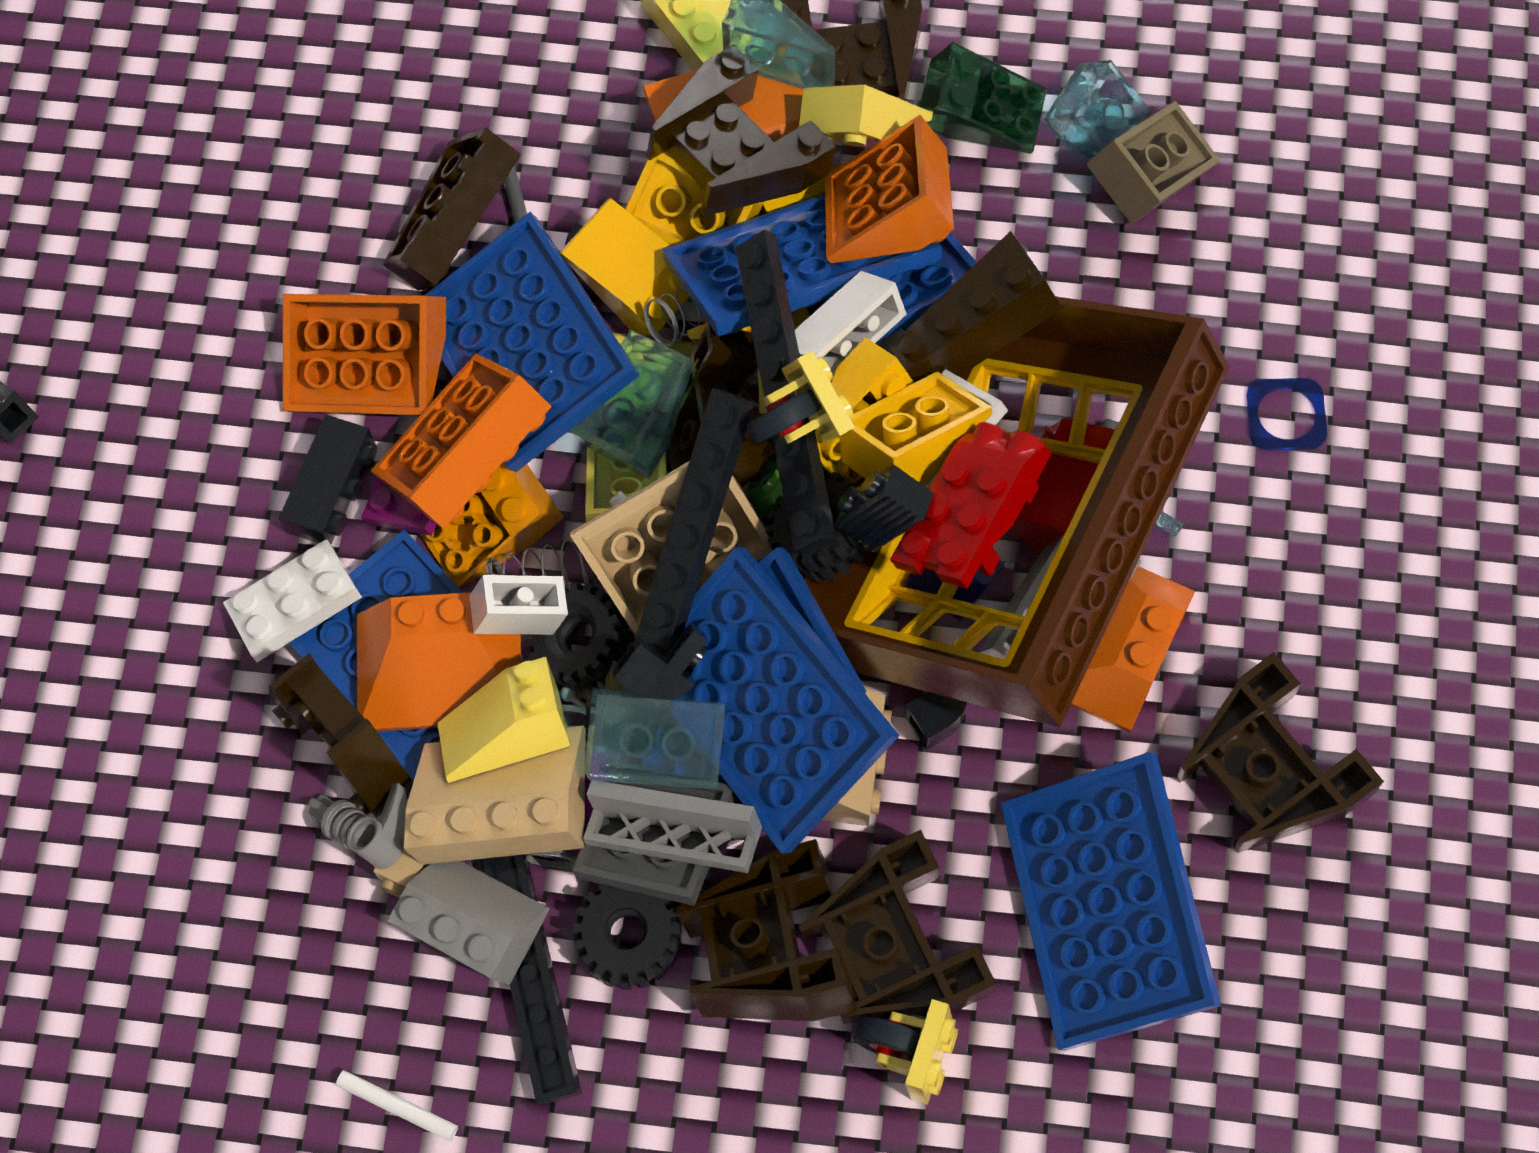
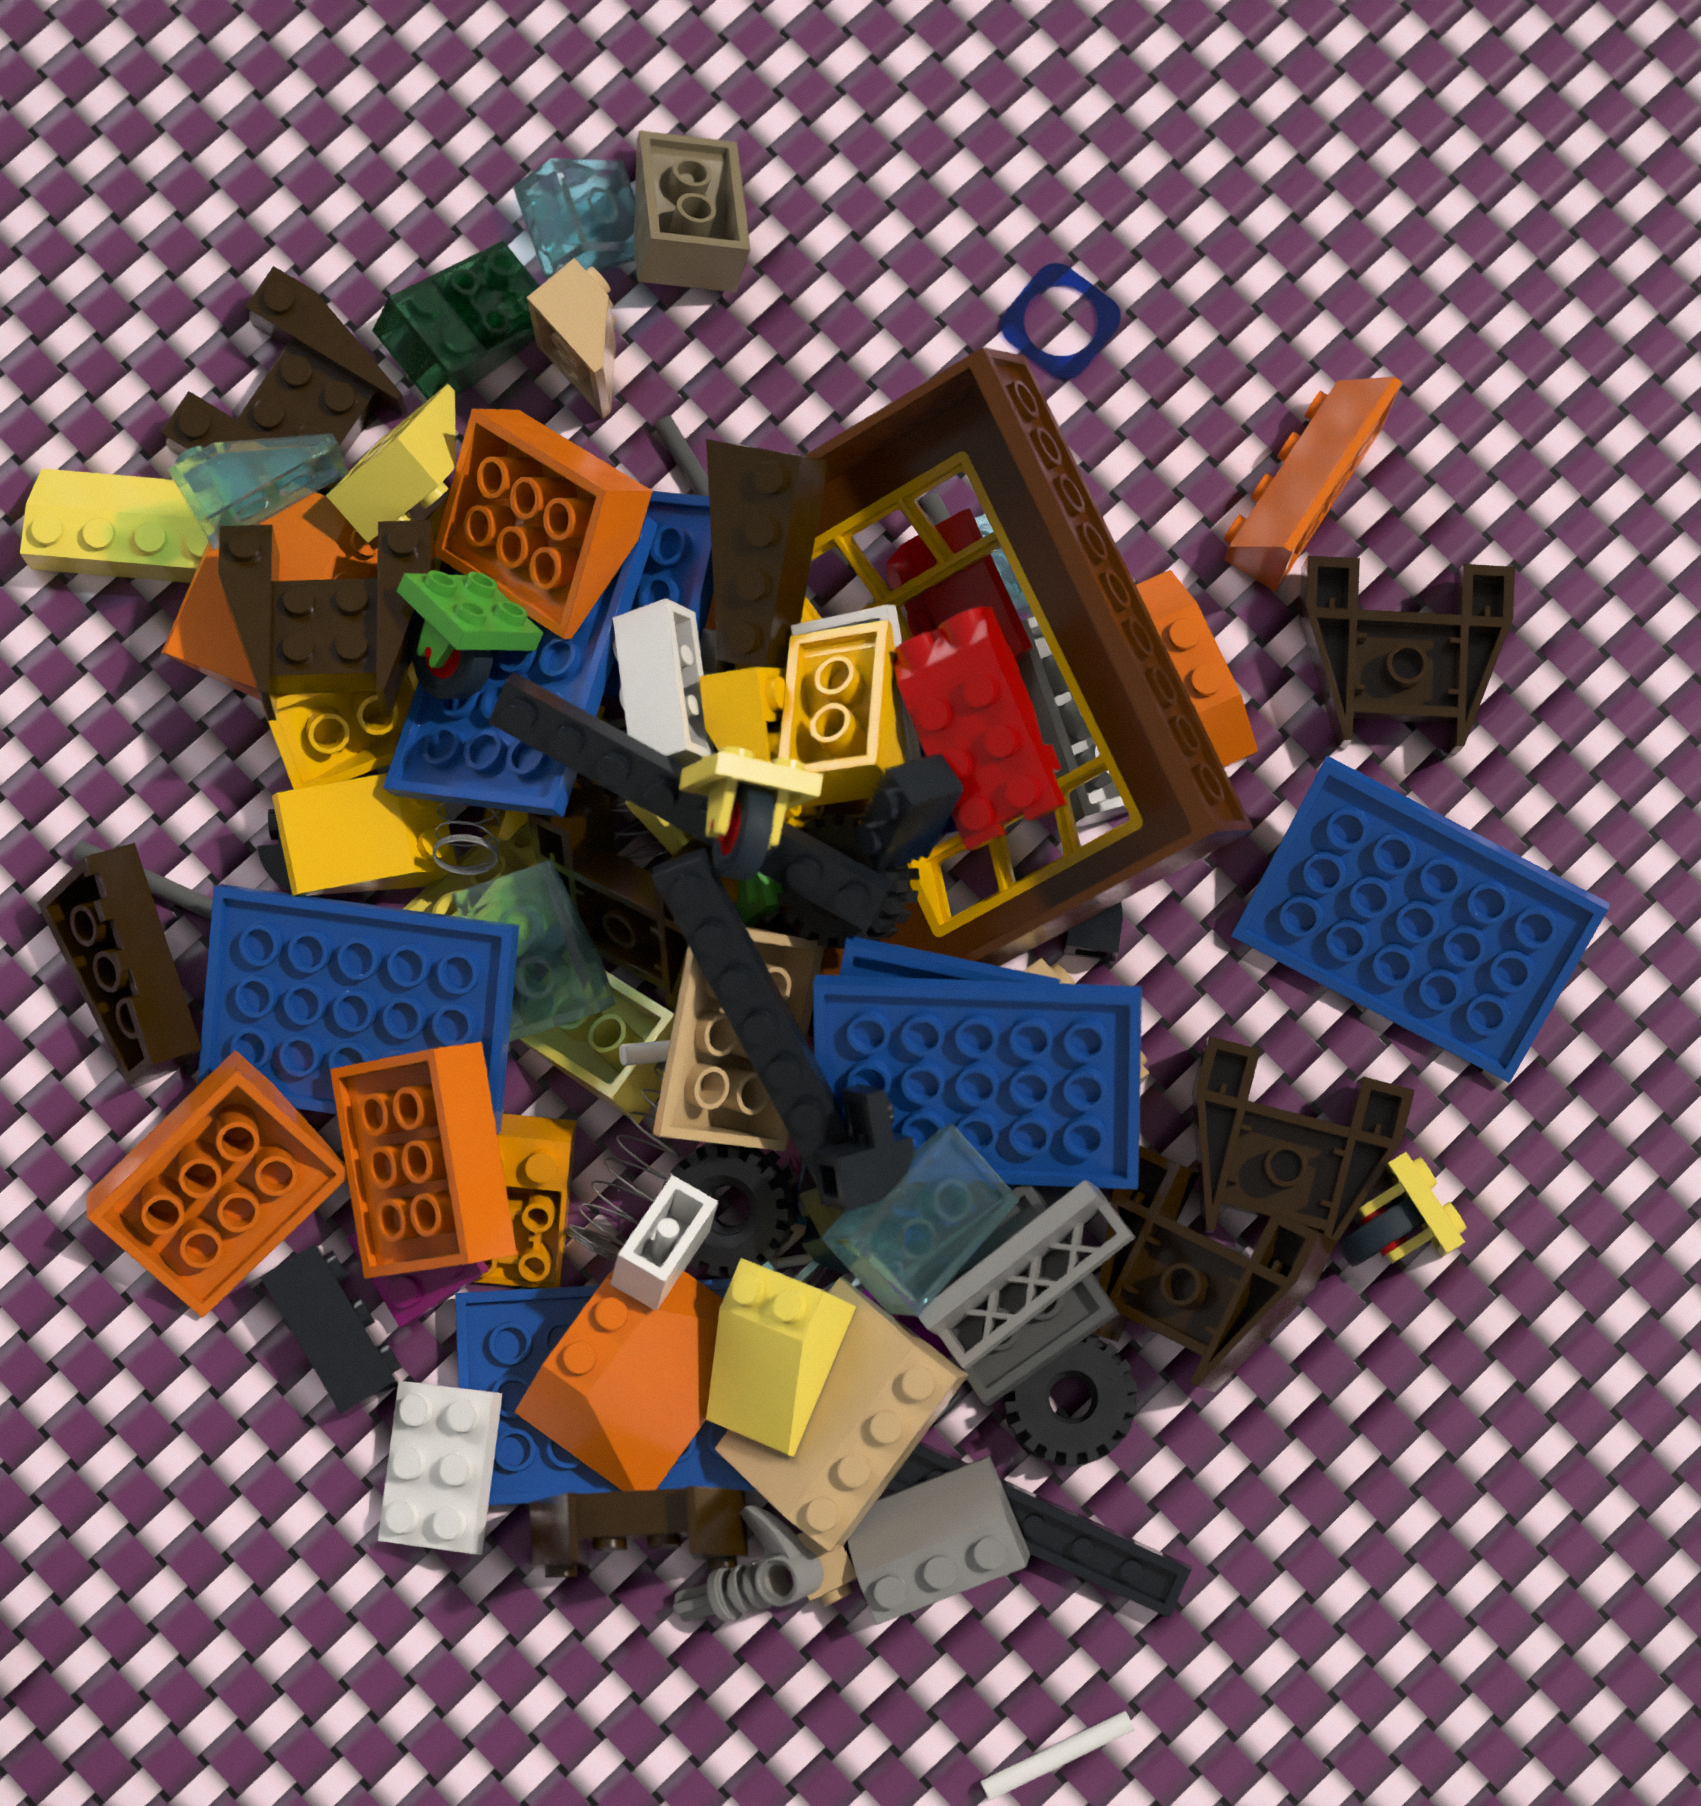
camera: 55 degrees left, 10 degrees up
(787, 203) = (460, 629): none -> bright green plate
(1028, 151) = (577, 330): none -> tan slope
(1325, 624) = (1310, 478): none -> orange slope

